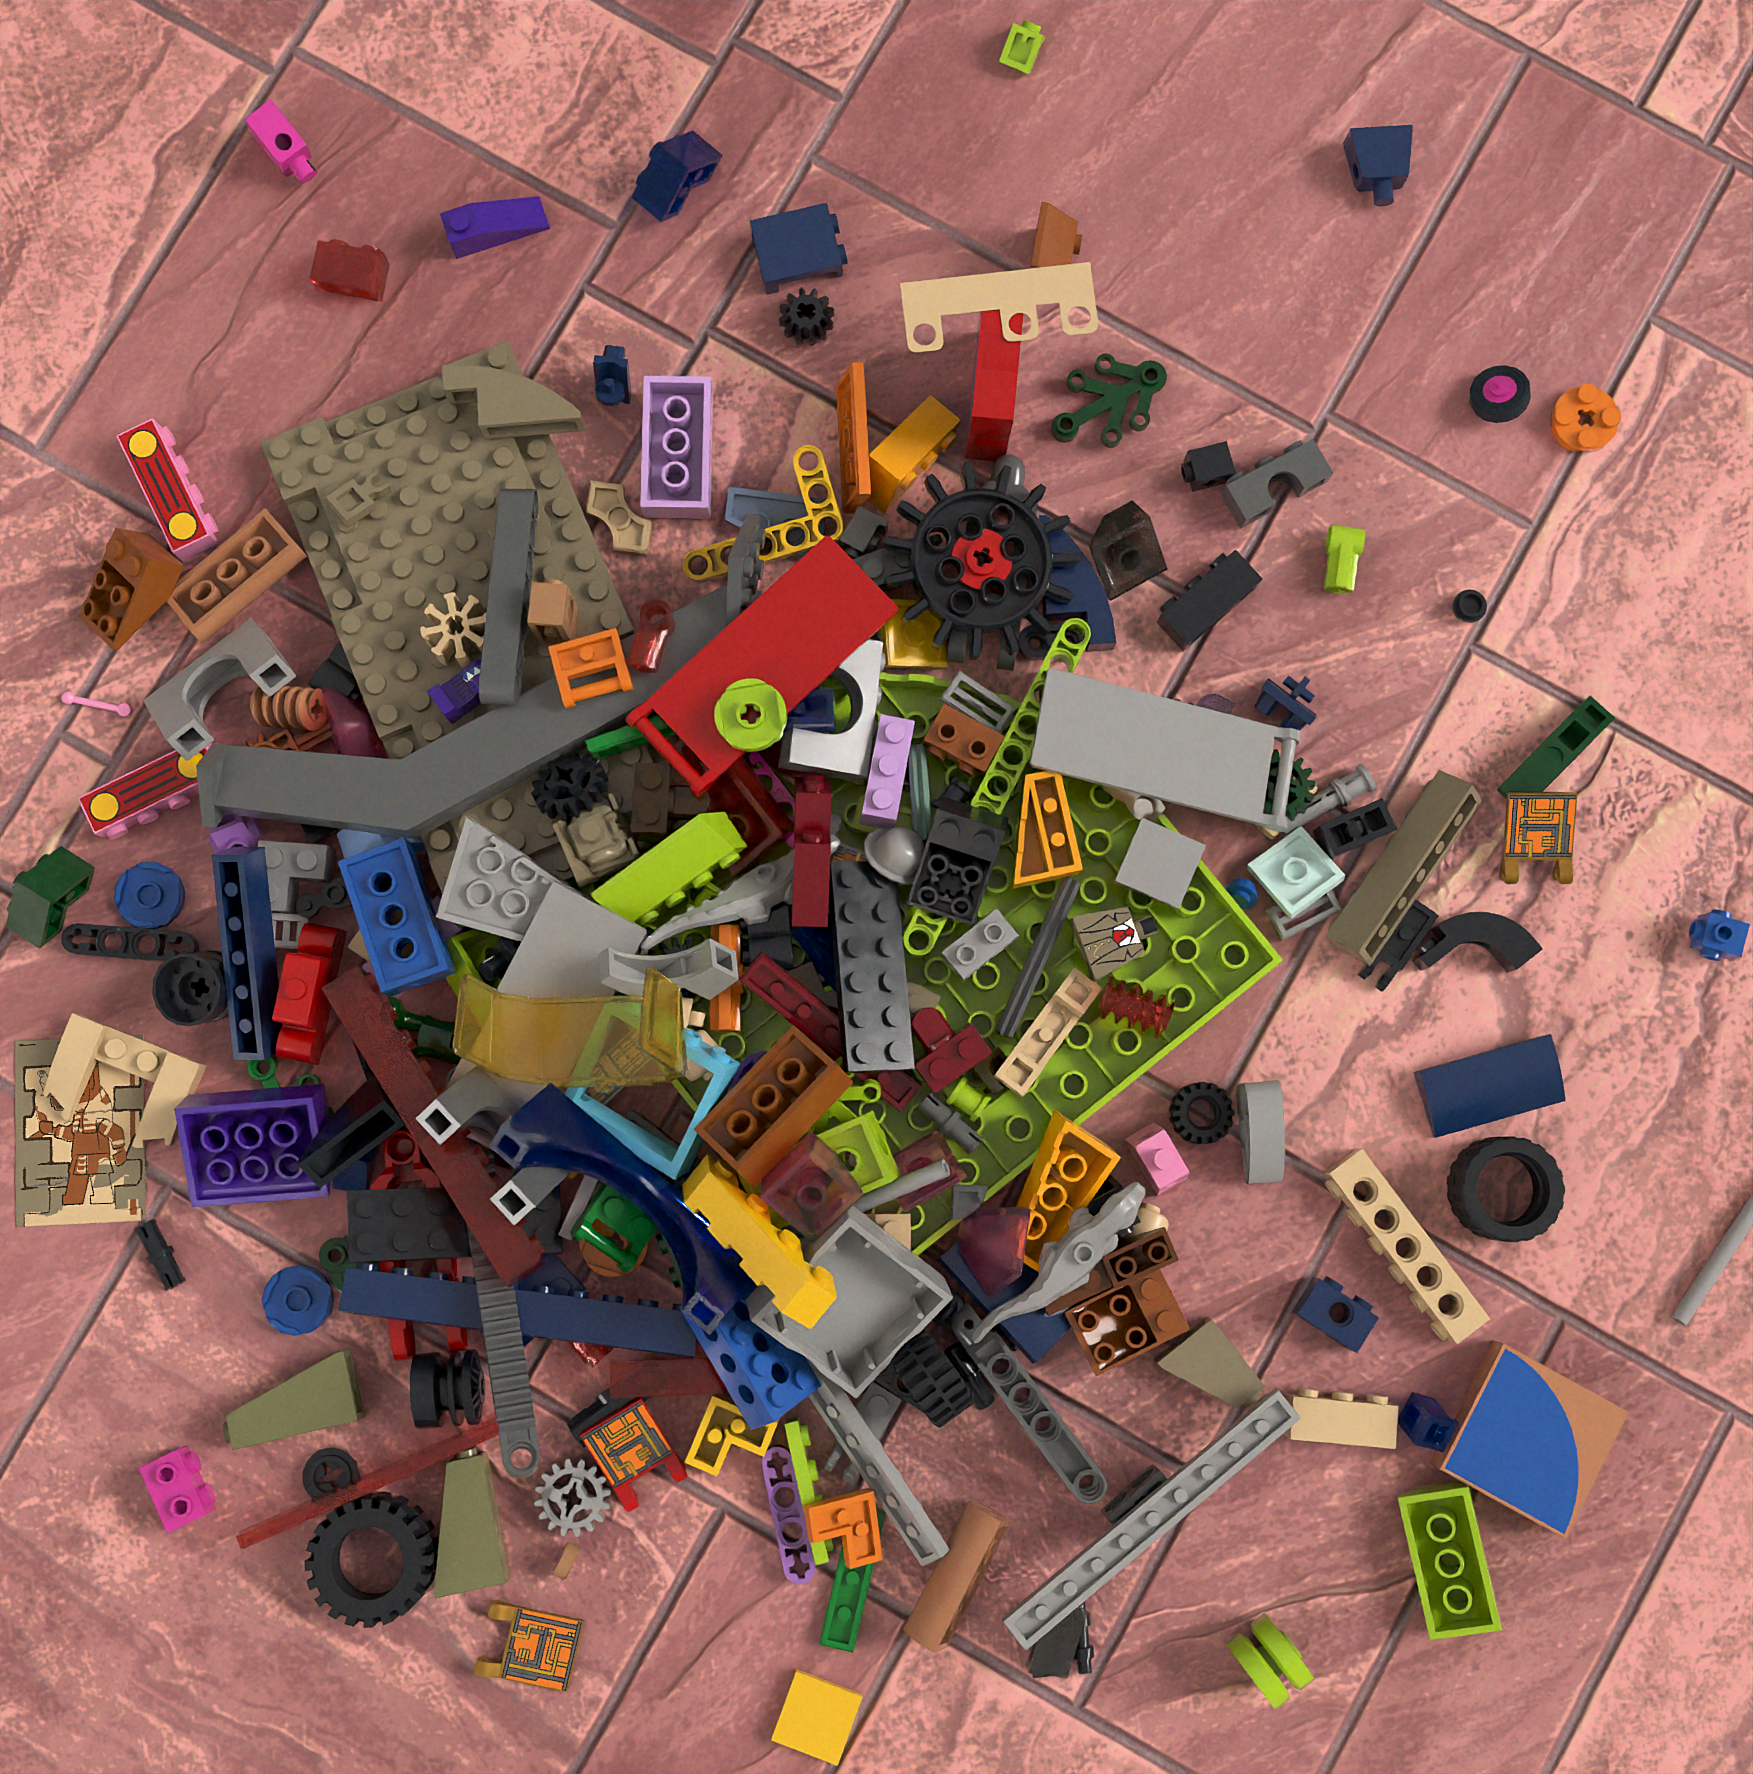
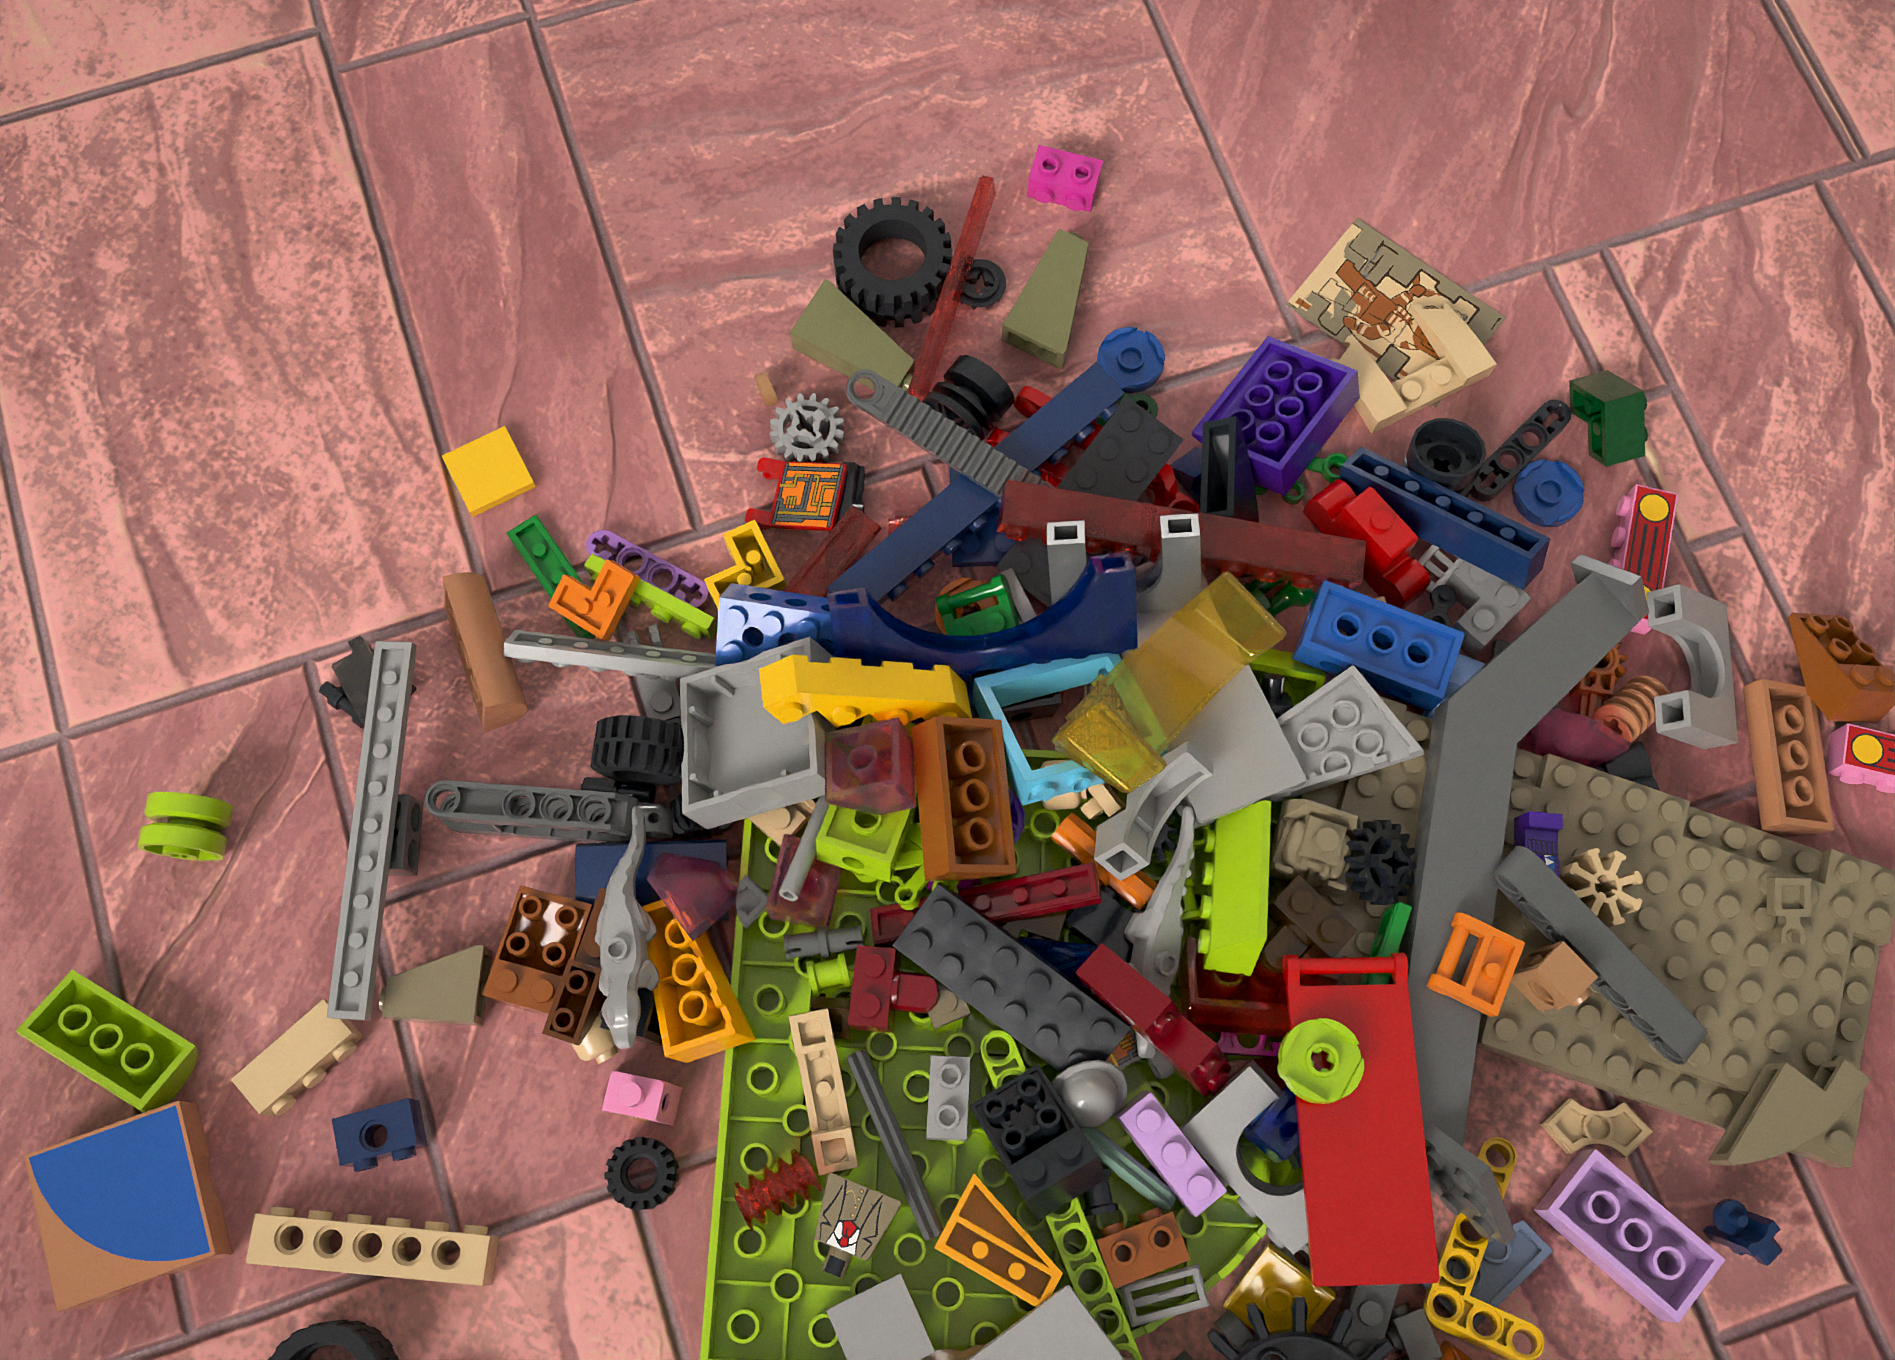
camera: 135 degrees right, 10 degrees down
(123, 709) = (1728, 589): bright pink hinge -> none
(160, 1255) = (1249, 293): black pin -> none
(235, 832) = (1550, 585): medium lavender brick -> none
(537, 1649) = (725, 323): flag -> none
(650, 638) = (1463, 1036): clear red piece -> none
(1261, 1131) = (579, 1211): light grey beam -> none
(1426, 1422) = (224, 1126): clear blue brick -> none

